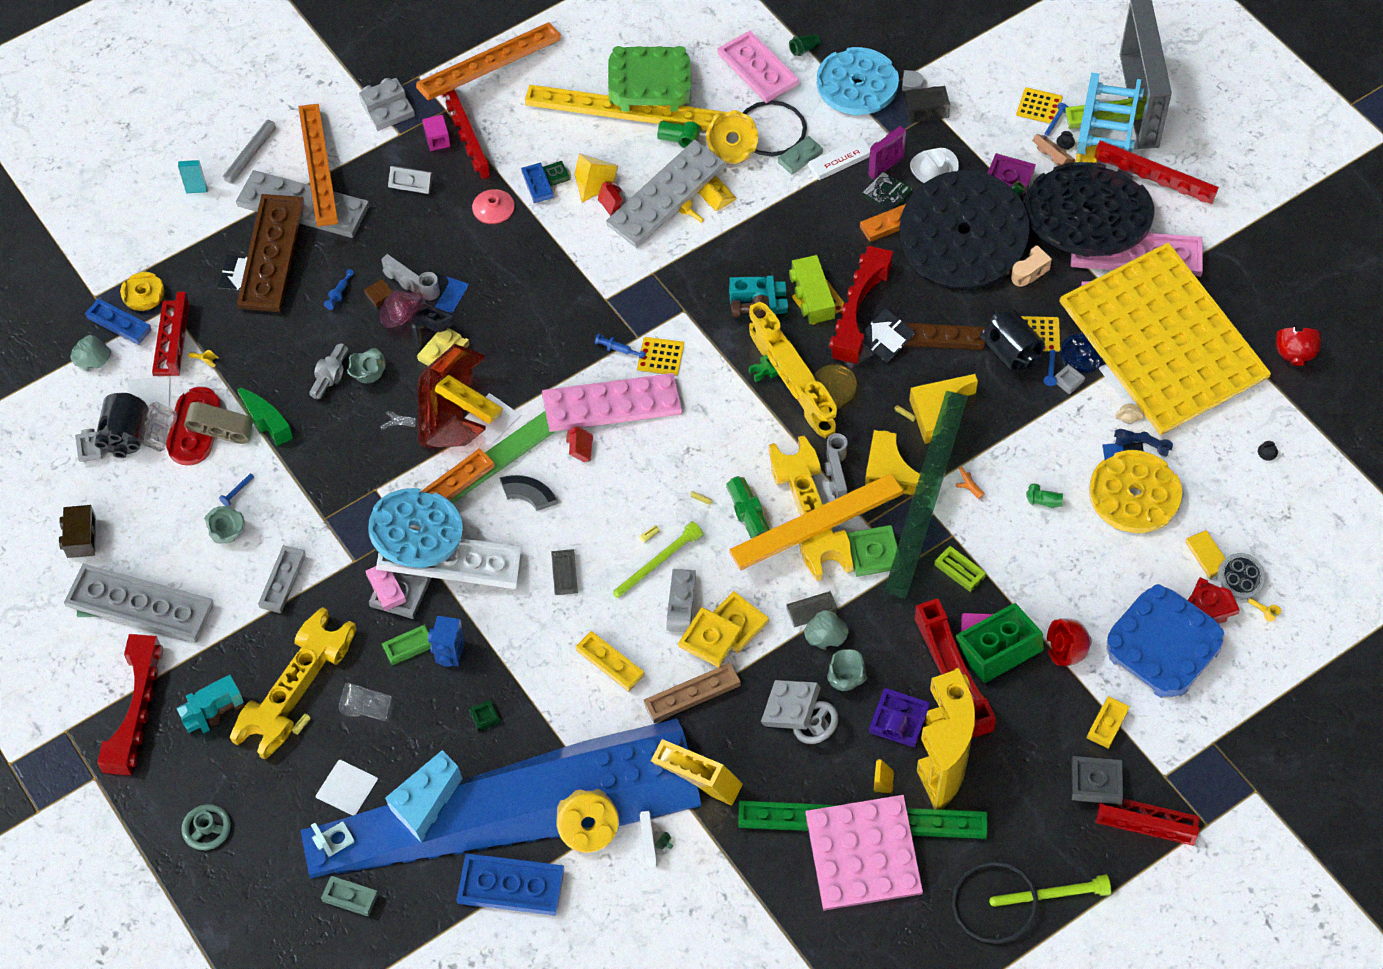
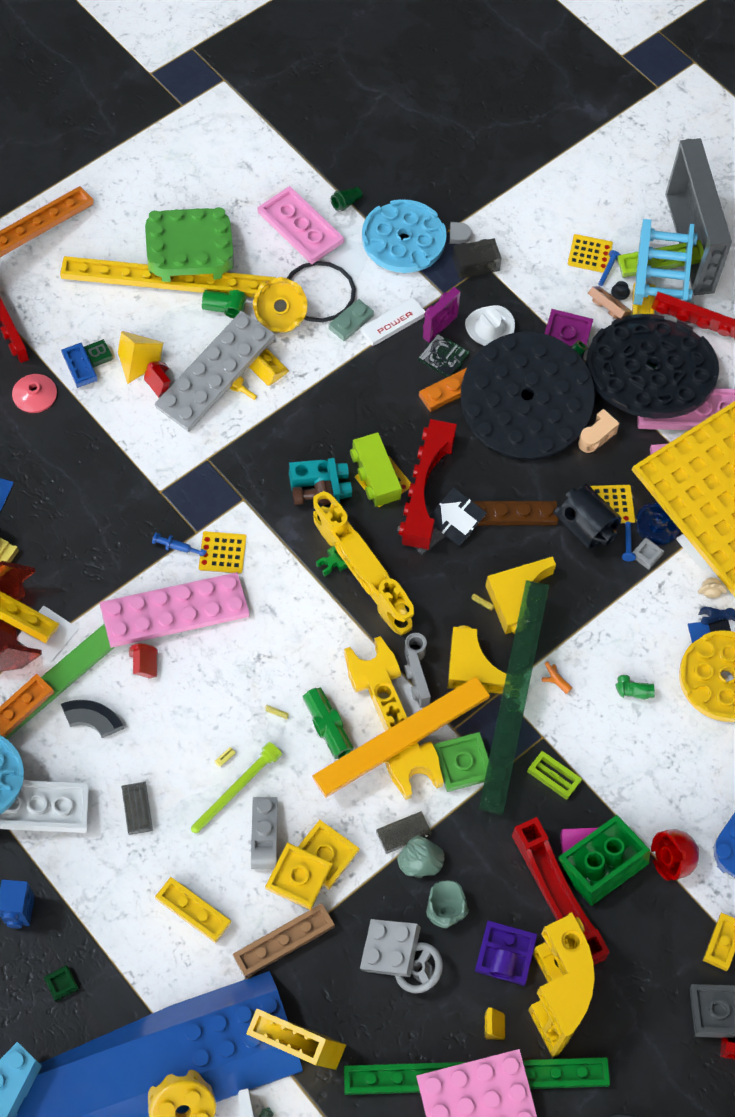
camera: 10 degrees left, 5 degrees up
(839, 383) = (410, 572): clear yellow tile -> none

